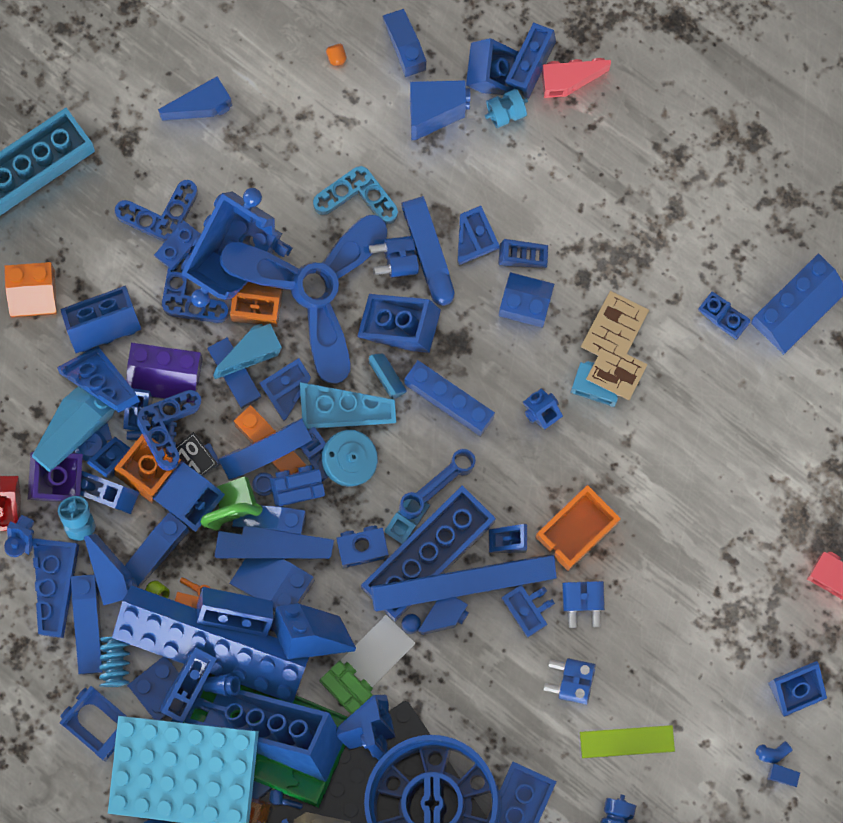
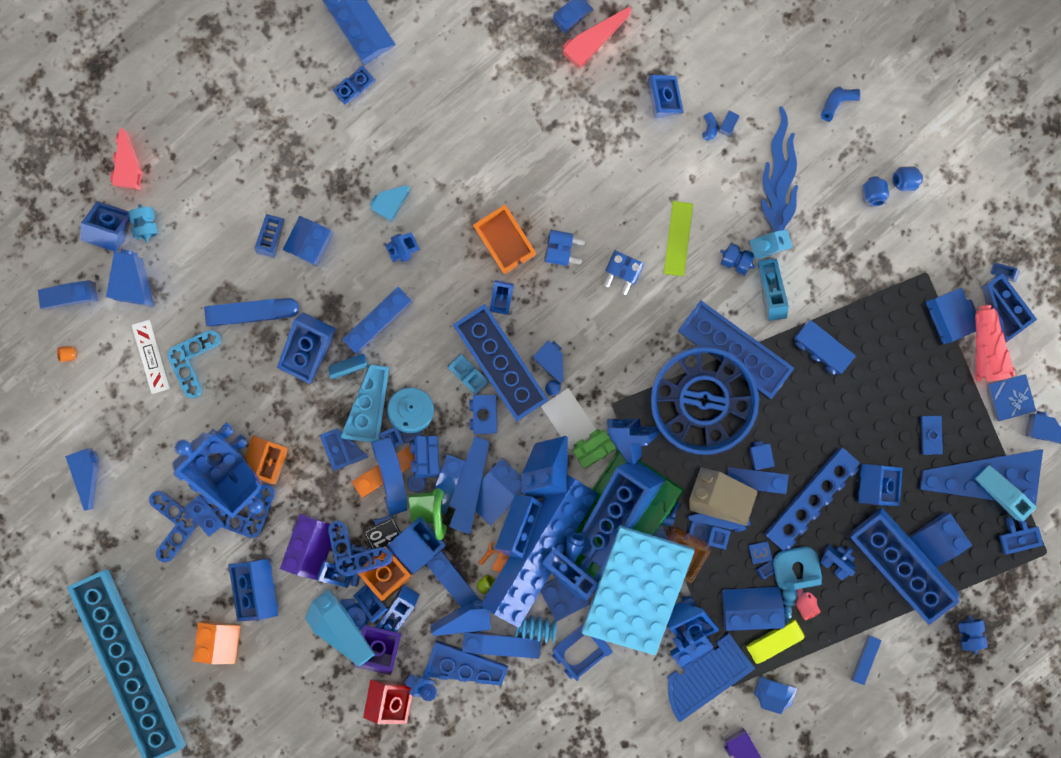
camera: 75 degrees left, 10 degrees up
(76, 518) = (415, 638): dark azure wheel -> none
(100, 378) = (301, 601): blue wing -> none
(239, 381) = (319, 489): blue tile -> none
(255, 347) = (303, 468): dark azure slope -> none
(325, 332) = (301, 409): blue piece -> none
(352, 149) = (150, 356): none -> white sticker
(399, 255) = (249, 336): blue piece -> none
(437, 483) = (445, 344): blue piece -> none
(463, 582) = (530, 340): blue tile -> none
(475, 236) = (246, 271): blue wing -> none
(525, 611) = (560, 296): blue hinge -> none
(531, 58) = (104, 193): blue panel -> none
(611, 340) = (357, 180): tan sticker -> none

